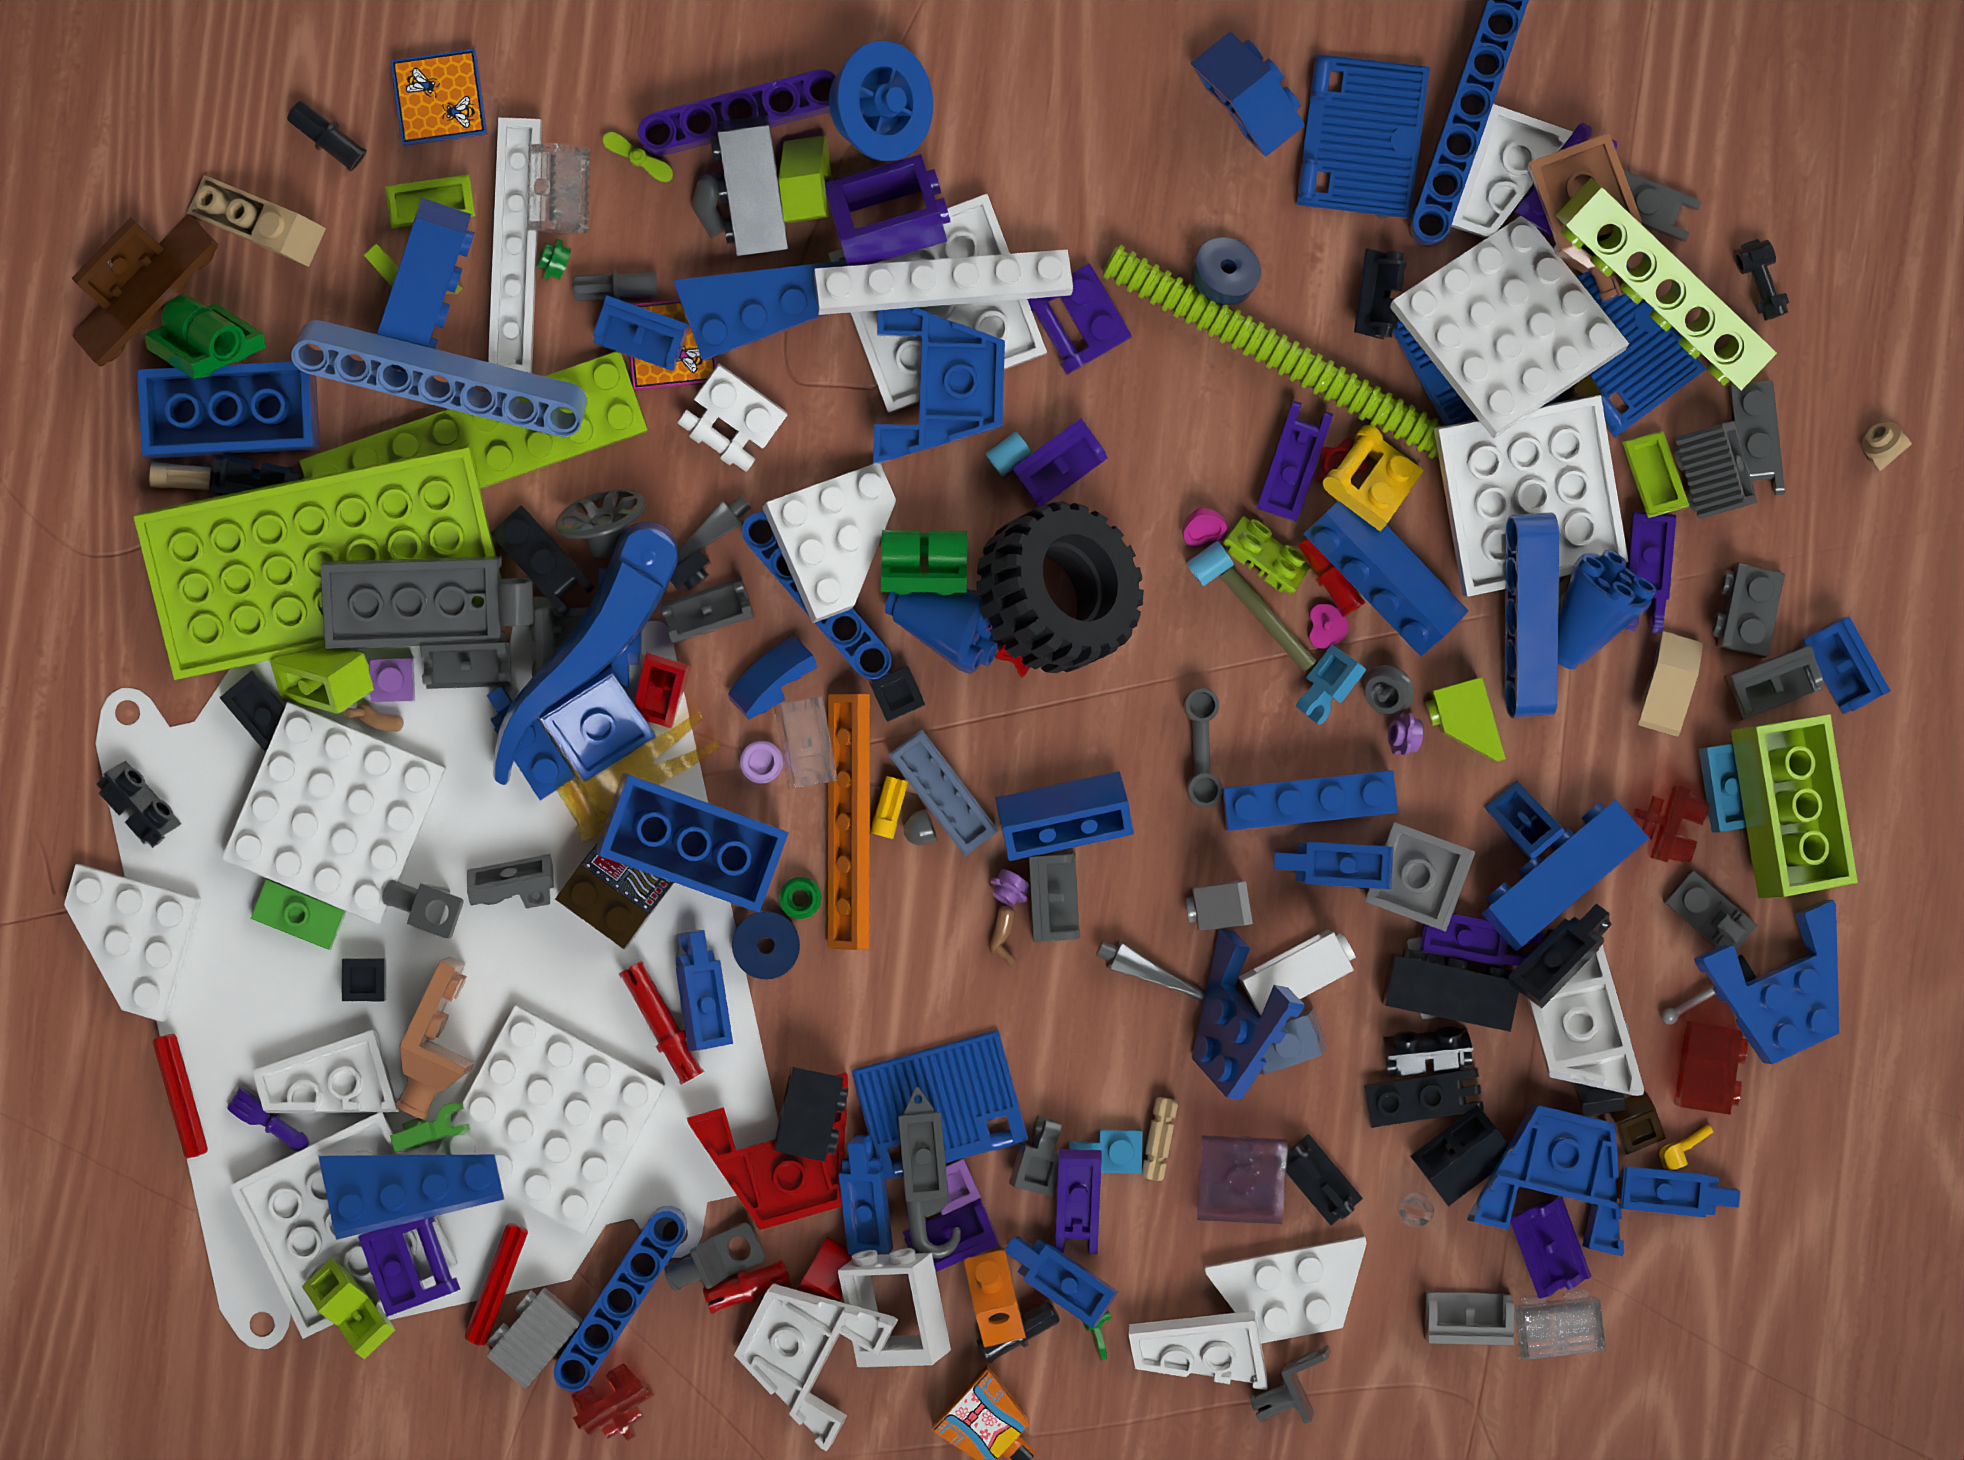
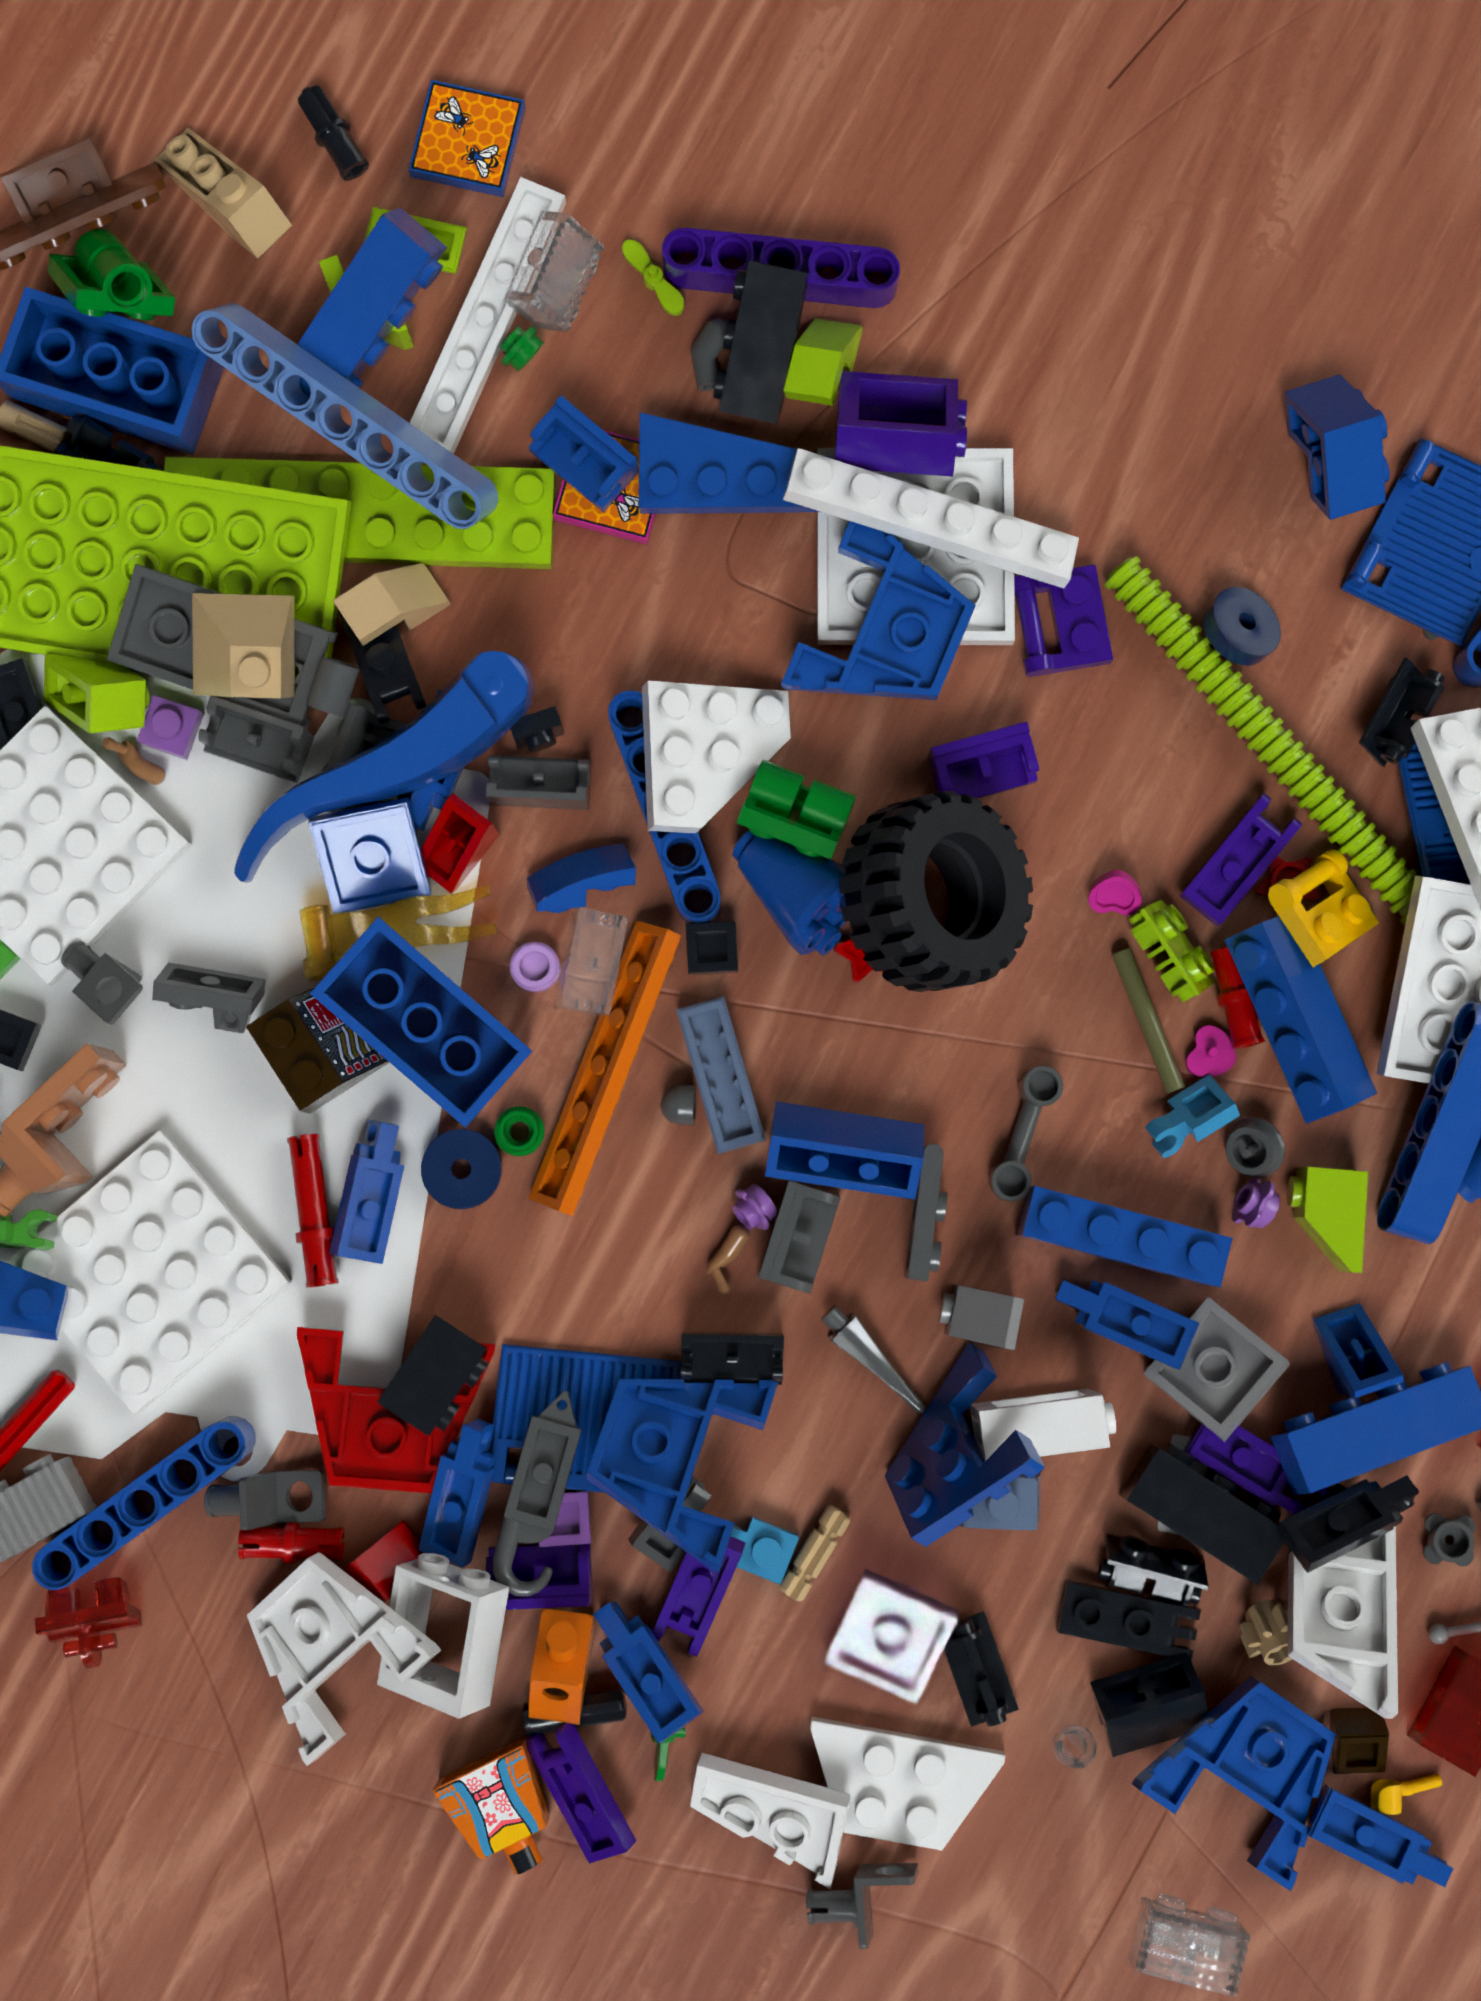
camera: 25 degrees right, 5 degrees down
(433, 599) = (243, 645): none -> tan slope
(532, 511) = (389, 598): none -> tan slope
(537, 754) = (292, 863): blue hinge -> none
(601, 525) = (461, 643): dark grey wheel -> none
(615, 285) = (595, 405): dark grey axle -> none
(719, 523) = (587, 693): dark grey piece -> none
(740, 407) = (660, 577): white plate -> none
(882, 101) = (938, 303): blue wheel -> none
(889, 807) = (654, 1069): yellow piece -> none
(1002, 1102) = (653, 1449): none -> blue wing
(1008, 453) = (930, 733): medium azure hinge -> none
(1037, 1012) = (732, 1357): none -> black hinge
(1047, 1390) = (581, 1794): none -> dark purple hinge
(1147, 836) = (927, 1208): none -> dark grey hinge
(1210, 563) = (1107, 935): medium azure hinge -> none
(1469, 1318) = (1090, 1896): light grey hinge -> none
(1531, 1066) = (1266, 1632): none -> tan gear
(1550, 1247) = (1213, 1850): dark purple hinge -> none
(1598, 1100) = (1327, 1700): black plate -> none
(1647, 951) = (1461, 1548): none -> dark grey plate

